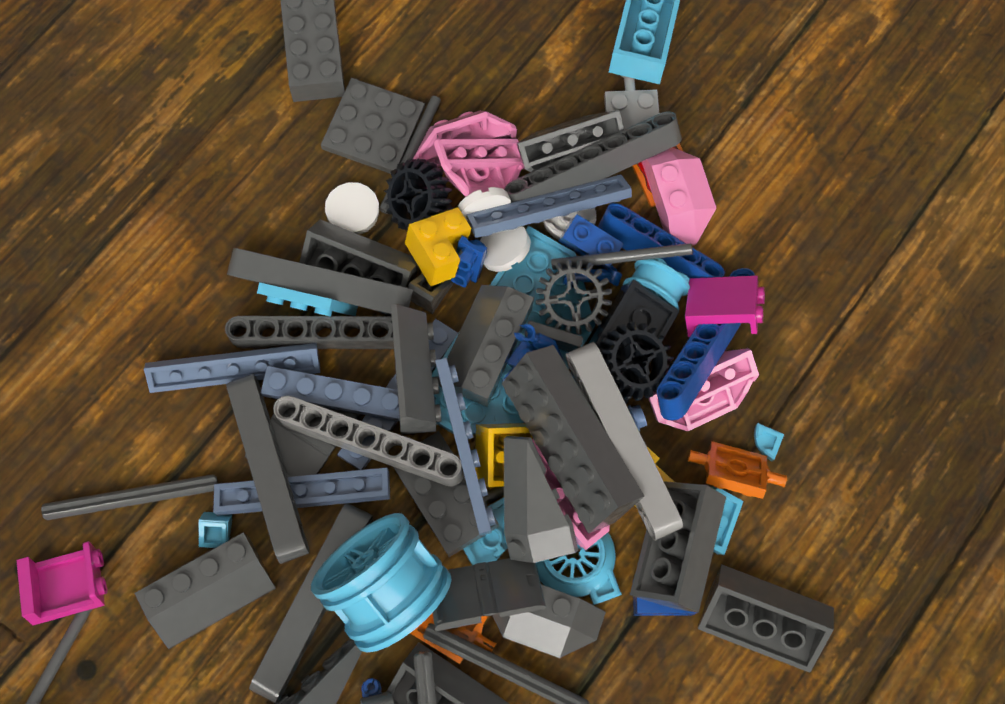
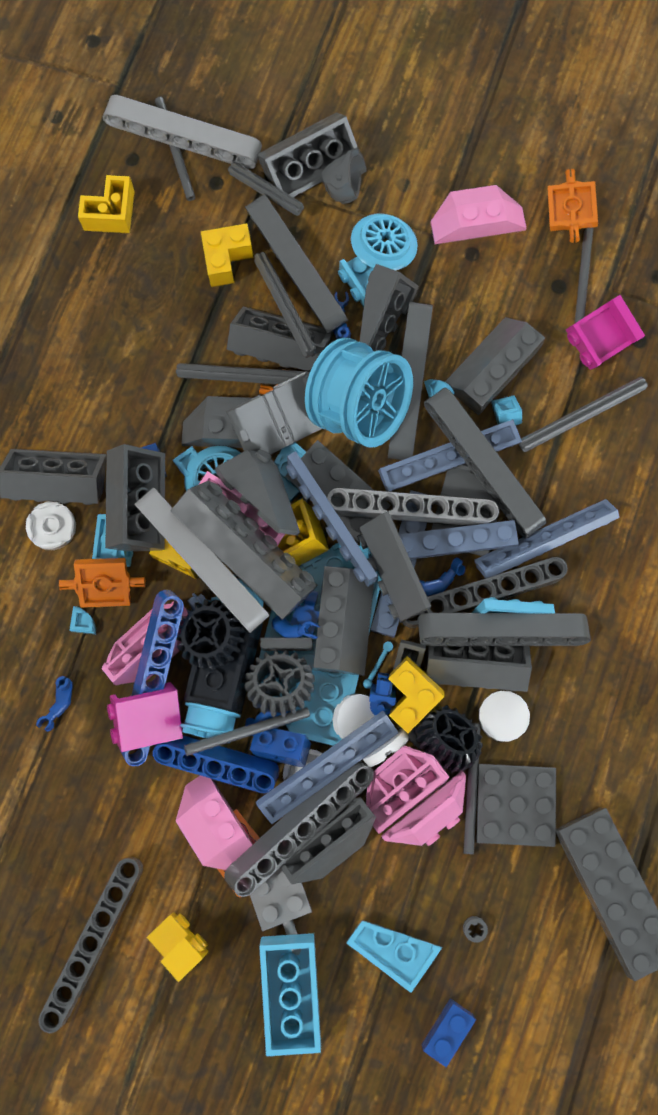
camera: 170 degrees right, 5 degrees up
(284, 579) = (433, 386): none -> medium azure tile
(371, 356) = (440, 585): none -> blue arm
(445, 313) = (388, 646): none -> medium azure hinge
(453, 42) = (476, 937): none -> dark grey bush
(538, 37) = (394, 953): none -> medium azure wing
(739, 96) = (178, 945): none -> yellow brick
(781, 560) = (50, 525): none -> white tile
(806, 363) = (62, 702): none -> blue arm
(817, 137) = (82, 953): none -> dark grey beam

